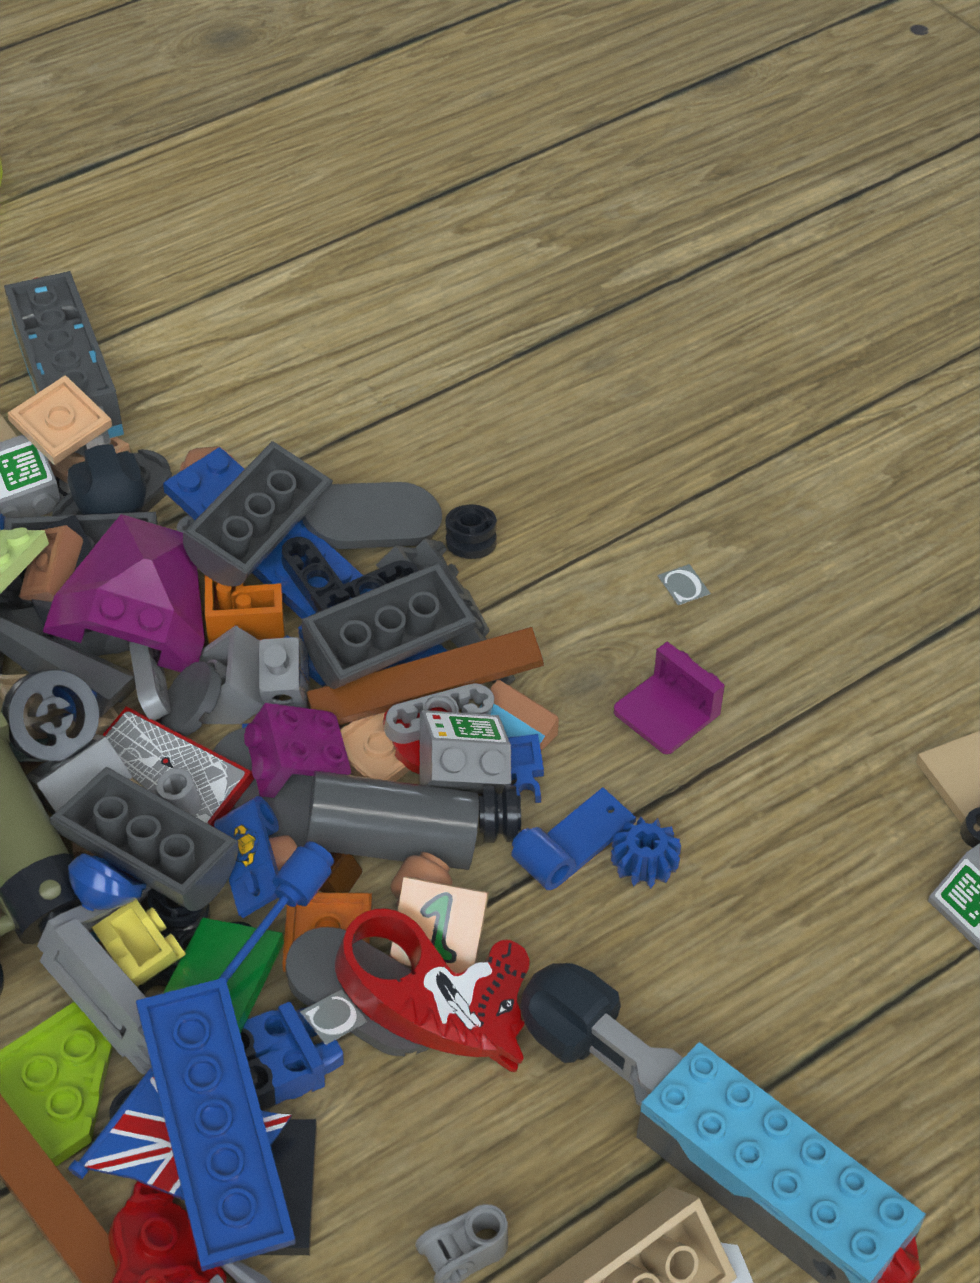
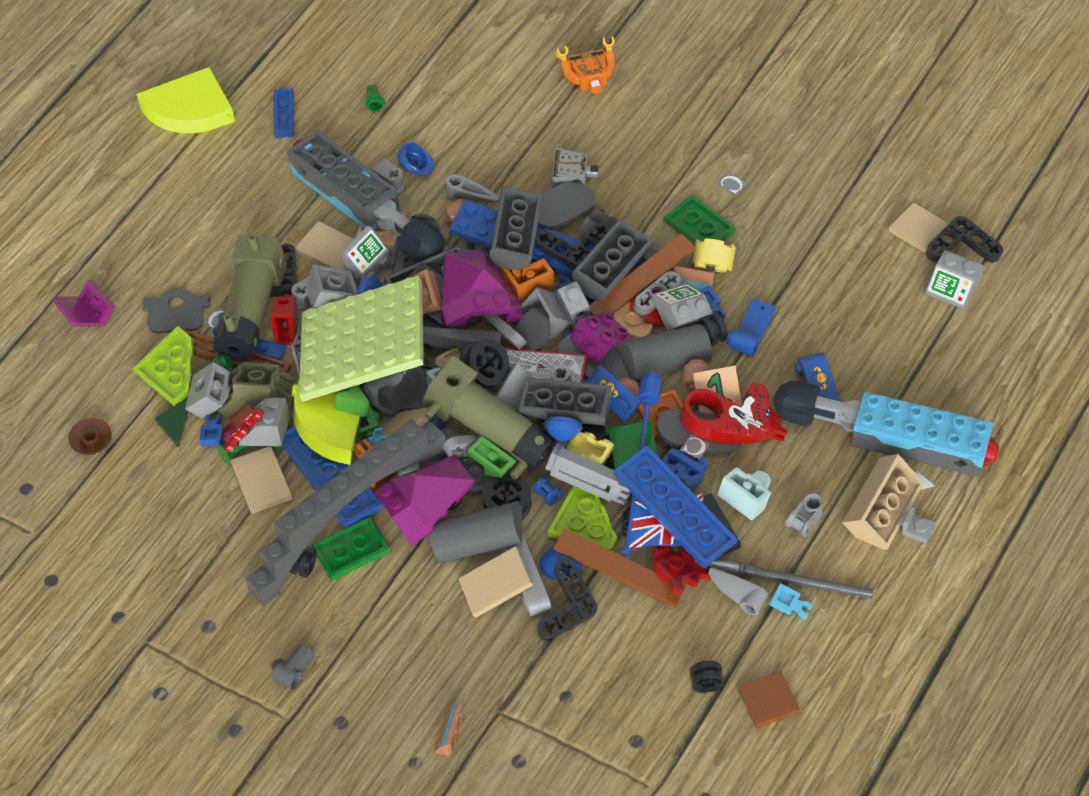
camera: 20 degrees left, 5 degrees up
(31, 990) = (547, 491): none -> blue bush
(59, 420) = (378, 215): light nougat tile -> none
(65, 244) = (284, 113): none -> blue tile
(144, 380) = (389, 173): none -> light grey piece
(199, 369) = (415, 159): none -> blue hat
(203, 268) = (374, 99): none -> green cone
(239, 433) = (460, 186): none -> light grey piece
(377, 1146) = (746, 491): none -> light aqua brick
(432, 465) = (572, 167): none -> light grey torso
(471, 531) = (613, 195): black wheel -> none
(553, 332) = (589, 68): none -> orange torso
(580, 687) = (713, 254): none -> light yellow cylinder
(589, 630) = (698, 221): none -> green tile
(640, 979) = (817, 372): none -> blue door
(645, 852) = (789, 321): blue gear -> none
(672, 701) = (762, 244): magenta bracket -> none

